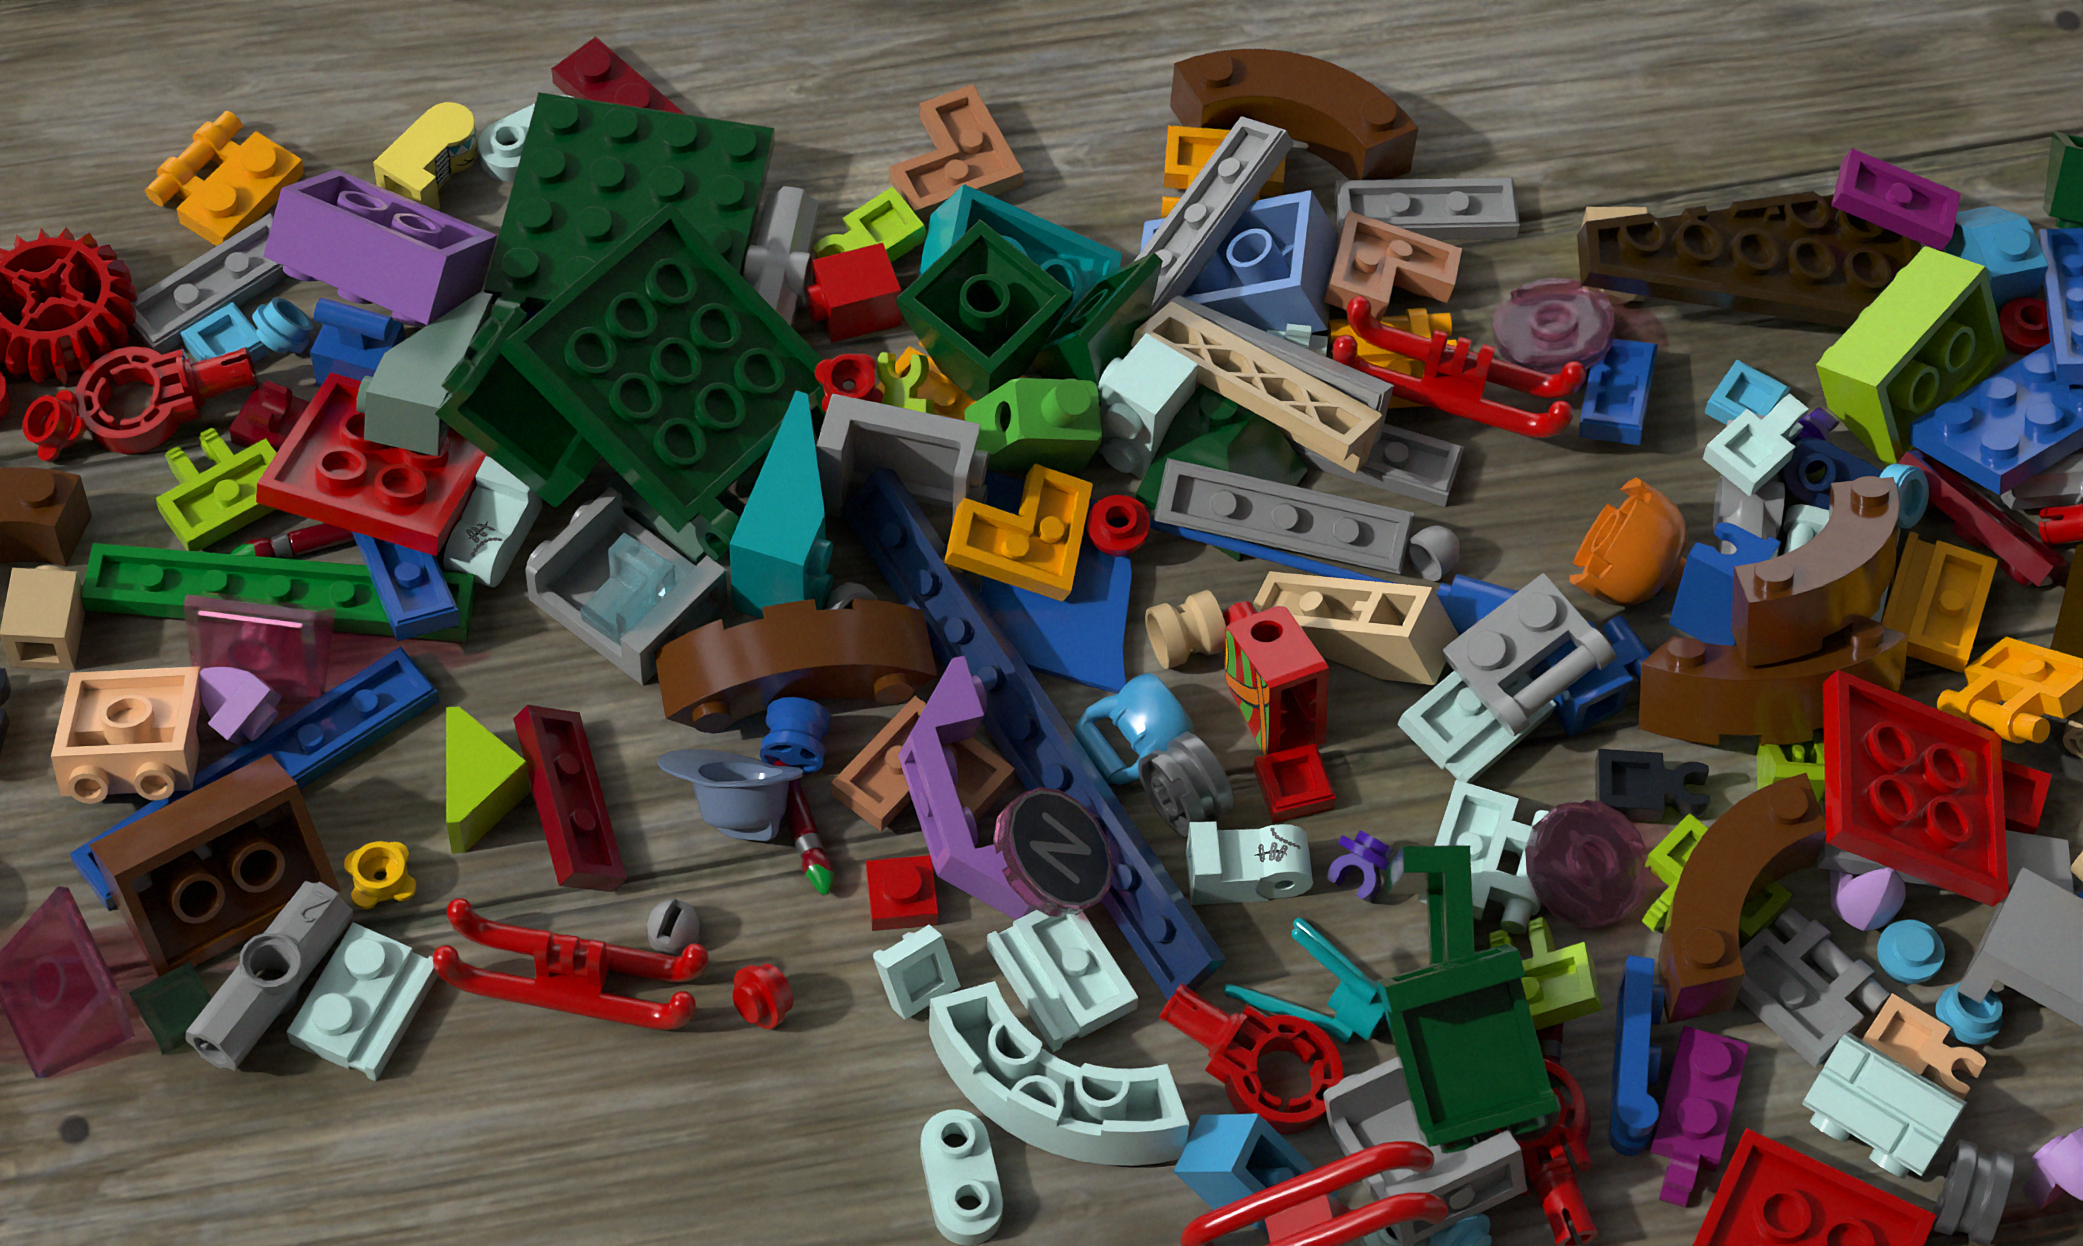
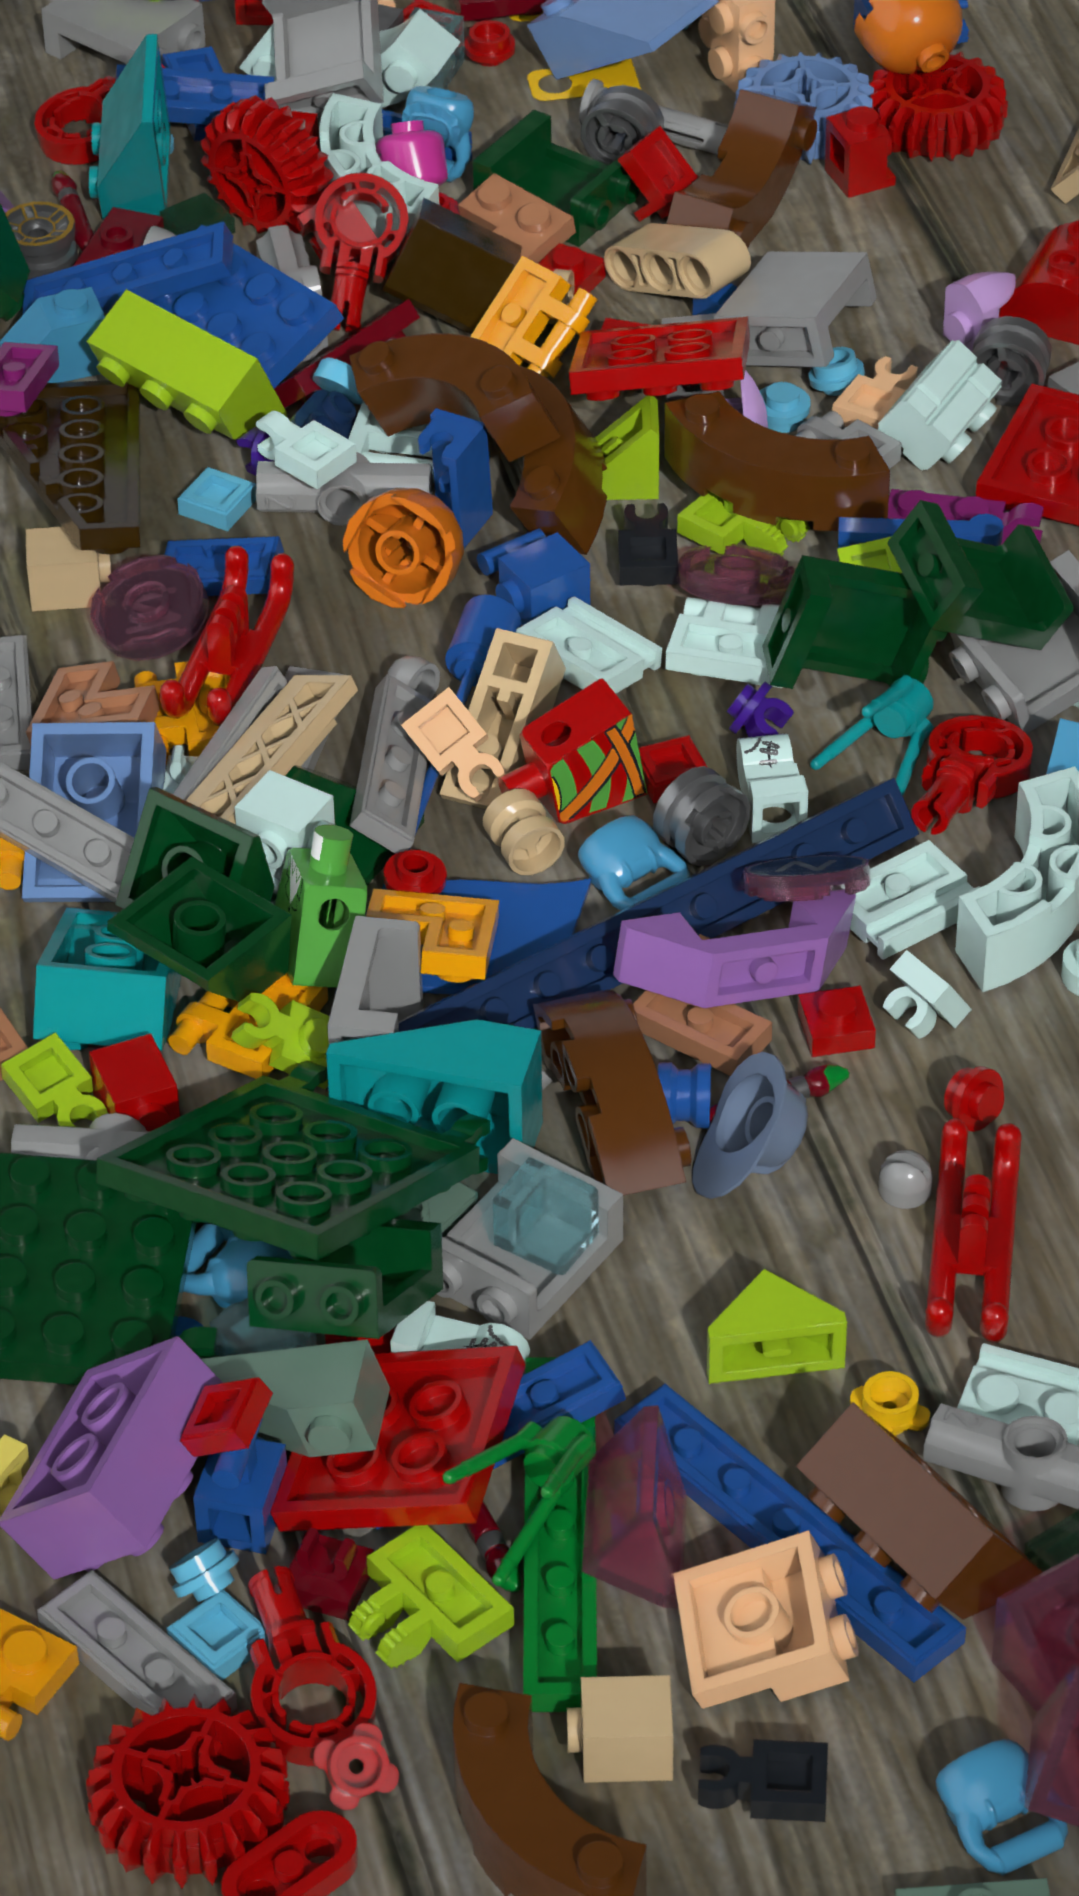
camera: 90 degrees left, 15 degrees down
(237, 702) = (723, 1518): lavender plate -> none
(309, 563) = (551, 1461): none -> green plant
(370, 301) = (226, 1417): none -> red tile
(569, 799) = (839, 1243): dark red plate -> none
(848, 367) = (281, 1053): red plate -> none
(1302, 561) = (450, 738): none -> light nougat plate
(1515, 641) = (533, 597): light grey plate -> none

